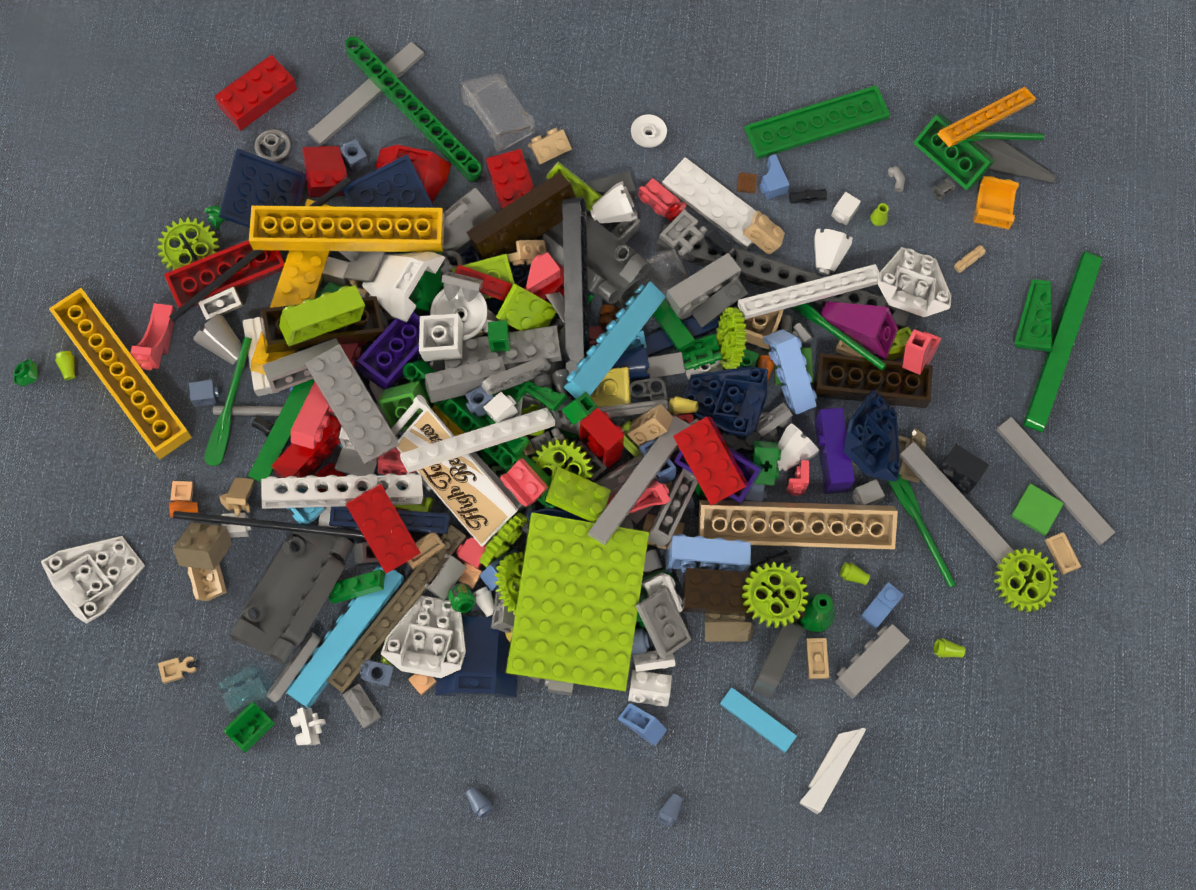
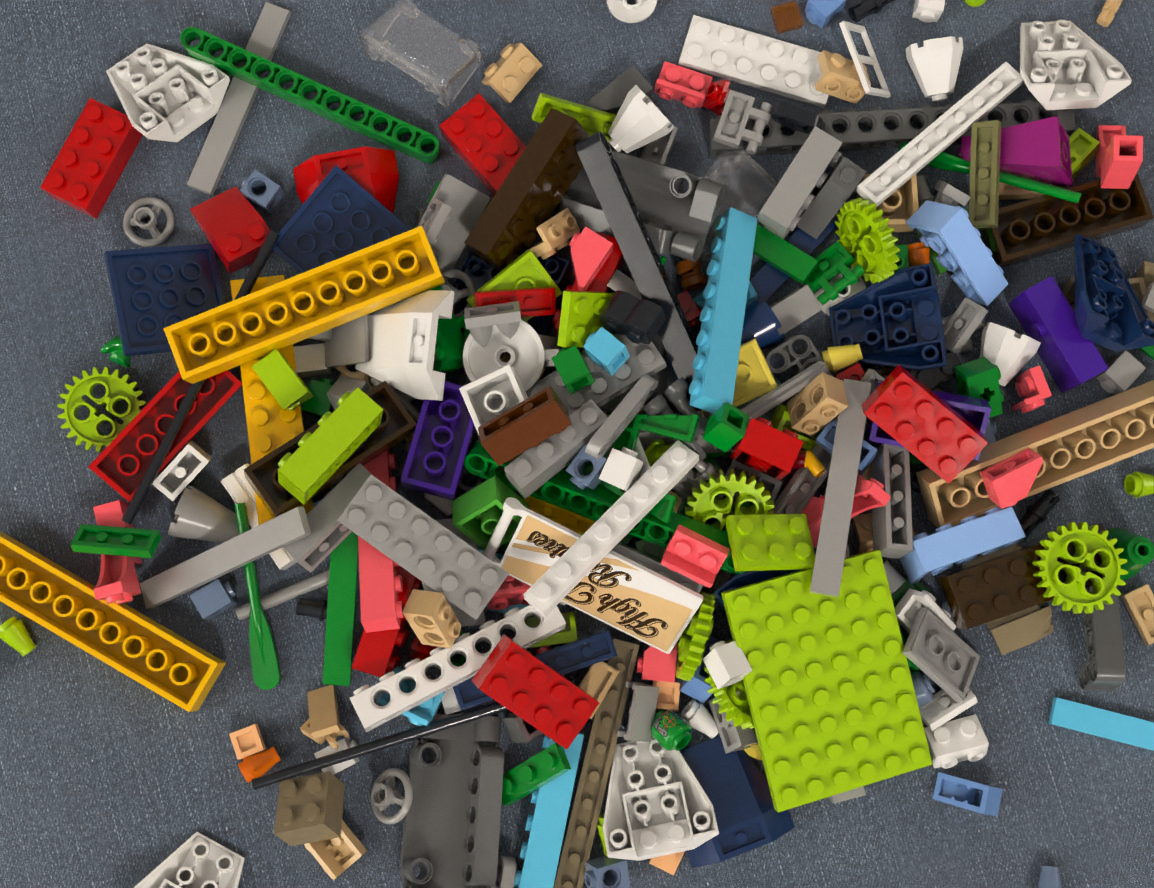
camera: 15 degrees left, 10 degrees up
(159, 327) = (116, 541): none -> green plate
(222, 364) = (226, 557): none -> light grey tile
(255, 560) = (386, 794): none -> light grey piece
(311, 270) = (282, 380): none -> lime hinge
(322, 71) = (167, 92): none -> white wedge
(337, 452) = (432, 618): none -> tan brick
(449, 353) = (524, 426): none -> reddish brown brick
(514, 560) = (726, 664): none -> white brick
(525, 333) = (606, 351): none -> medium azure brick
(552, 319) = (632, 317): none -> black brick
(627, 458) = (808, 459): none -> yellow arm
(757, 523) = (1012, 478): none -> coral slope
(777, 224) = (859, 59): none -> white window
(827, 327) = (985, 174): none -> olive plate

